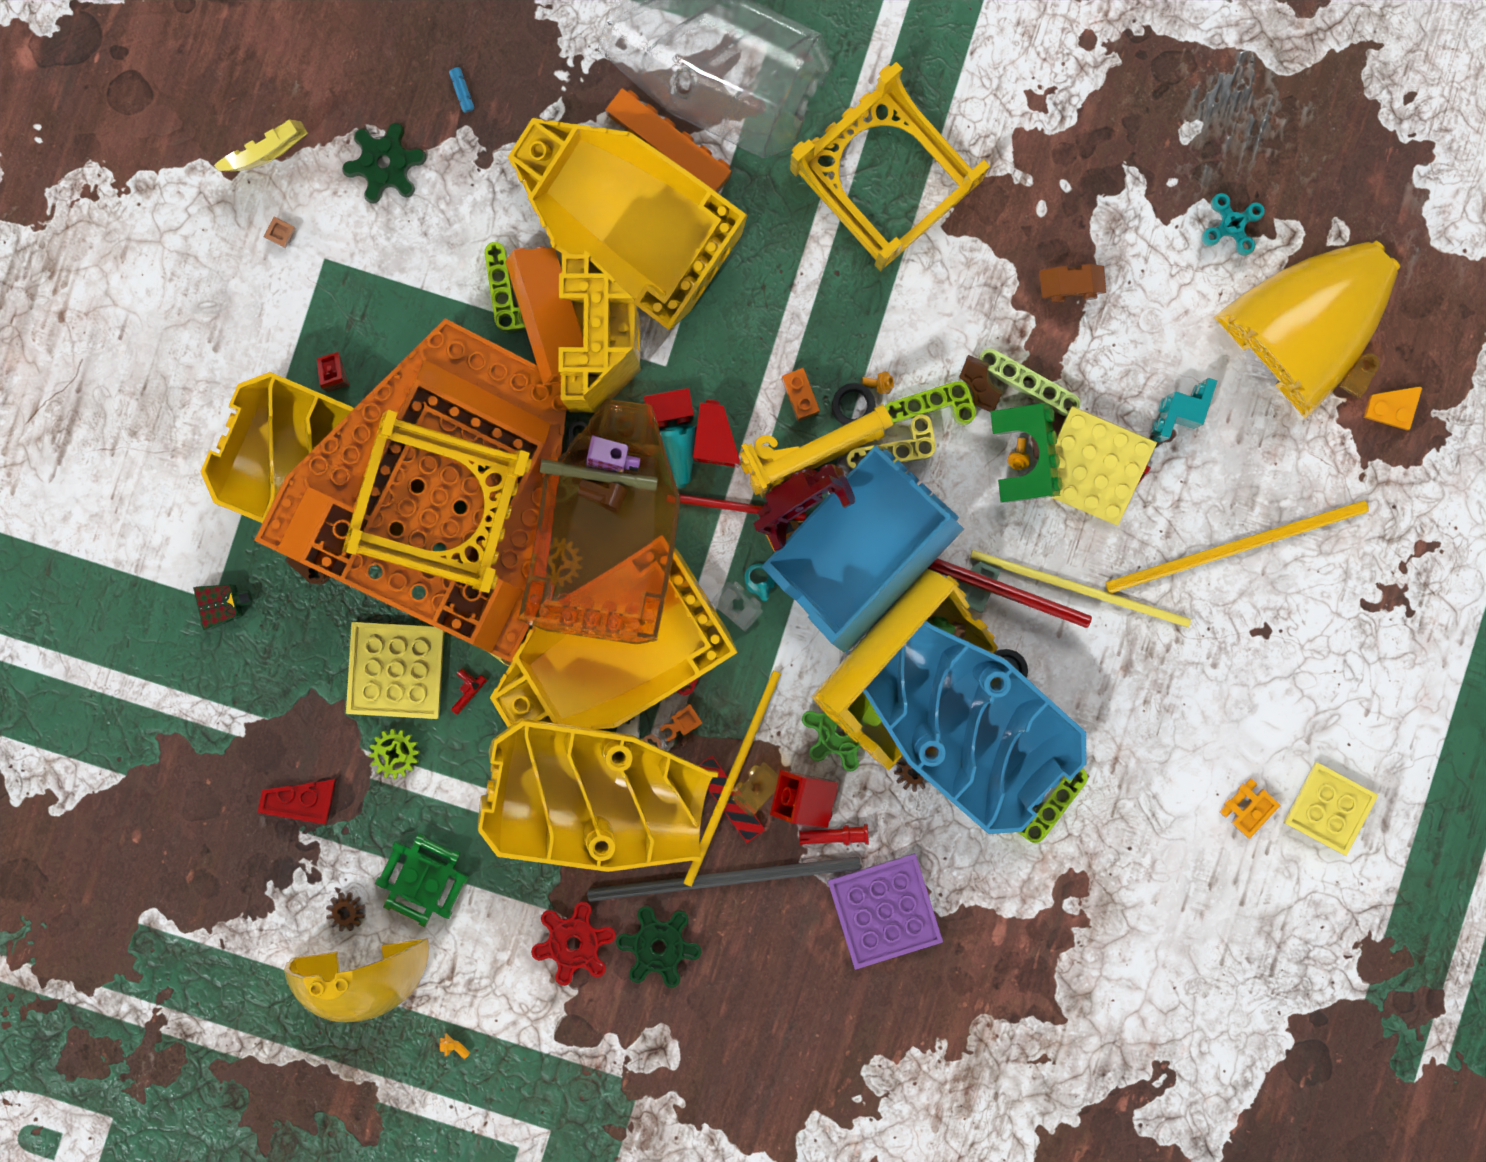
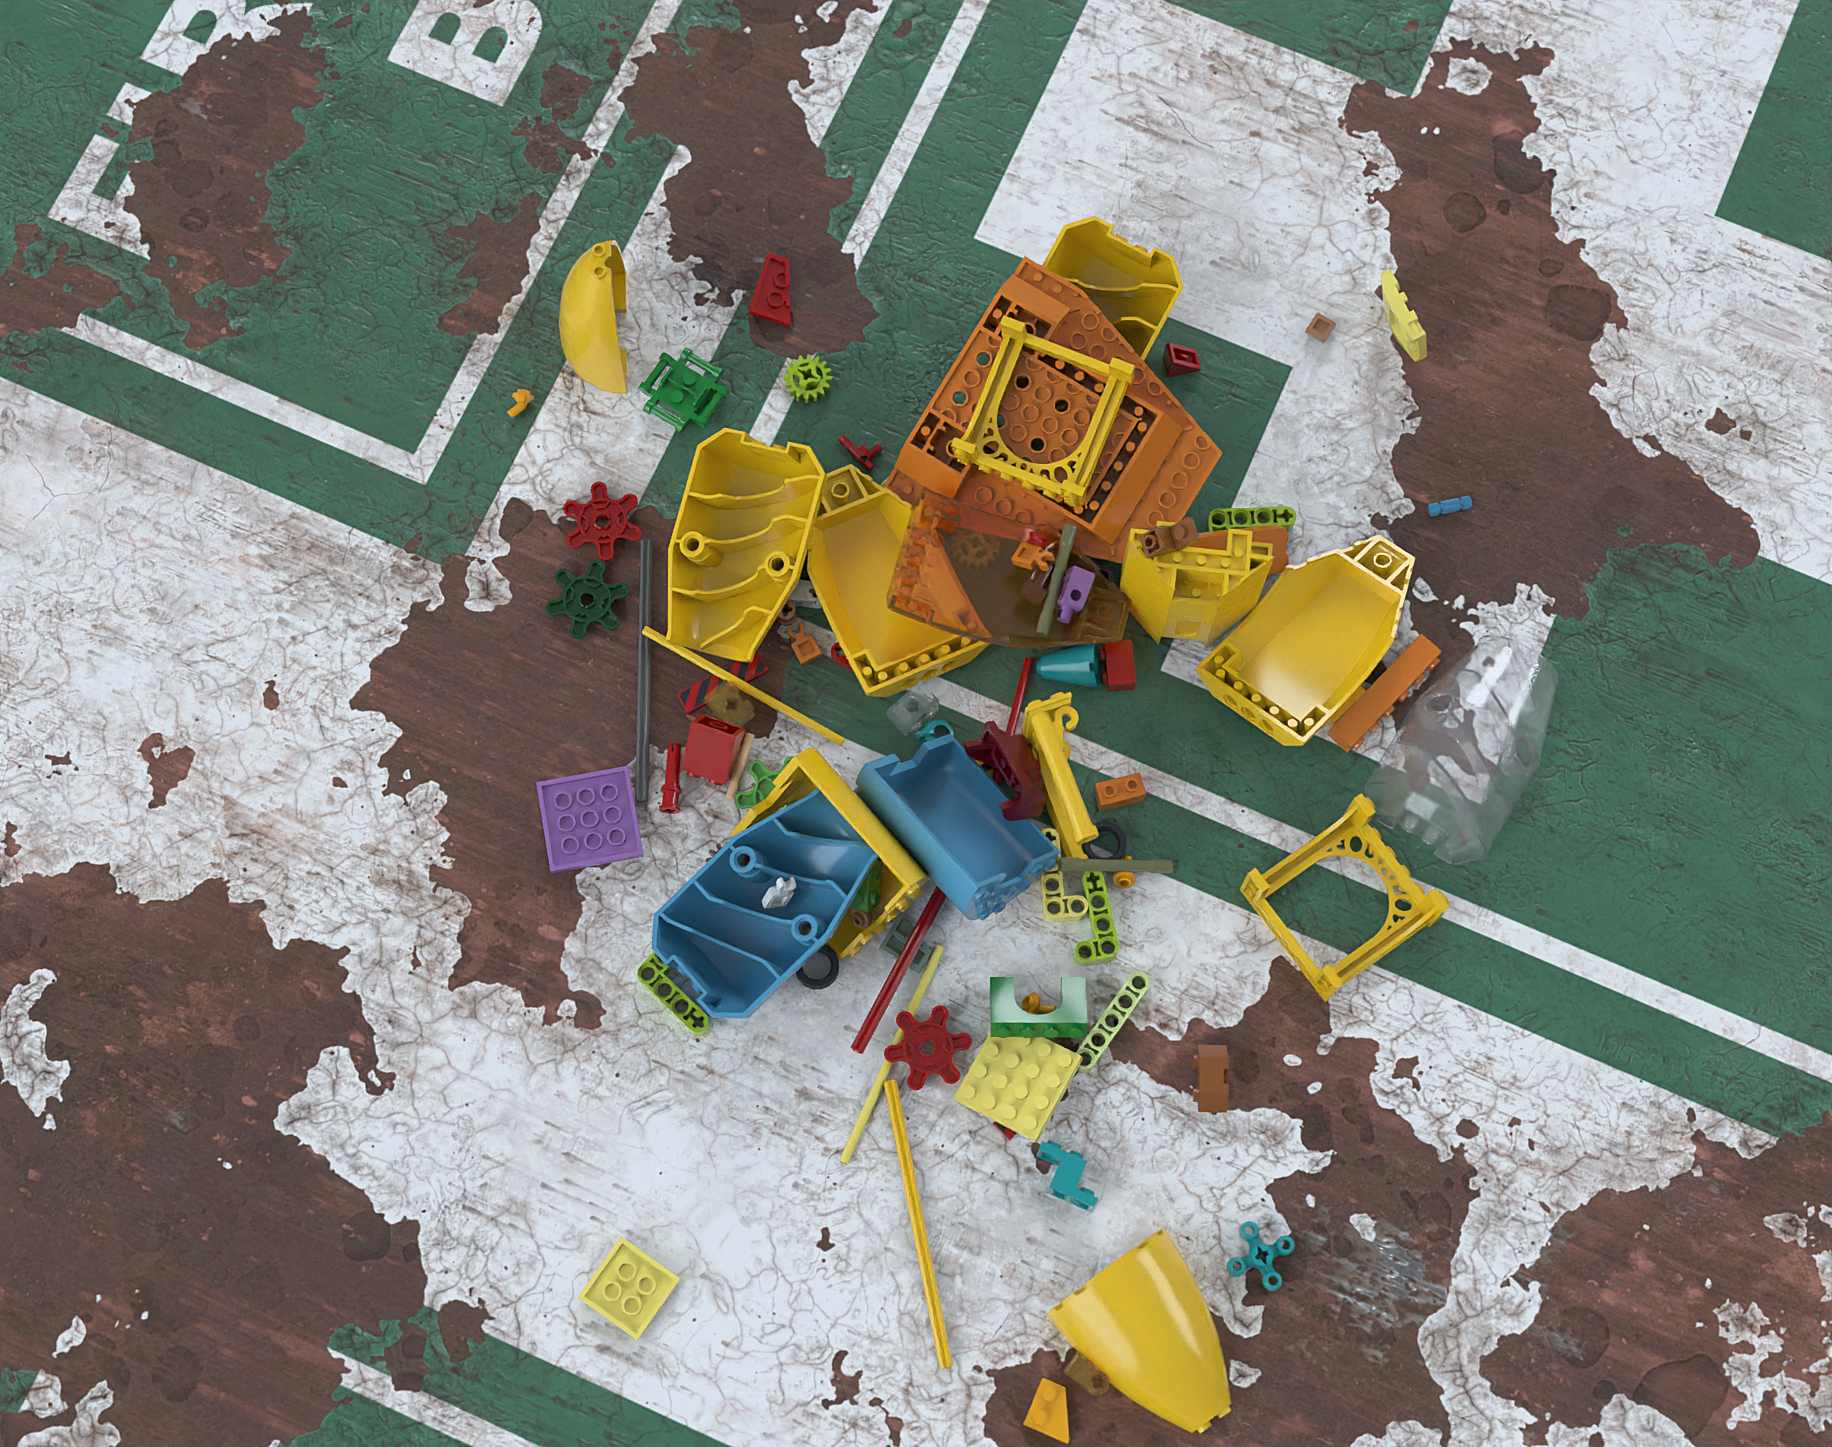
camera: 95 degrees right, 15 degrees down
(220, 604) = (968, 240): torso -> none
(352, 907) = (663, 321): reddish brown gear -> none
(381, 178) = (1382, 443): dark green plate -> none
(395, 670) = (886, 387): light yellow plate -> none
(558, 498) = (1038, 540): none -> red bush
(575, 503) = (1031, 555): none -> orange plate
(579, 356) = (1169, 539): none -> dark orange slope
(714, 437) = (1091, 699): red slope -> none
(813, 770) = (739, 767): none -> light nougat bar
(870, 357) = (1079, 865): none -> olive piece
(953, 714) = (779, 894): none -> white plate
(984, 391) = (1124, 966): reddish brown tile -> none
(1089, 555) = (931, 1031): none -> red plate
(1256, 811) = (635, 1207): light orange plate -> none

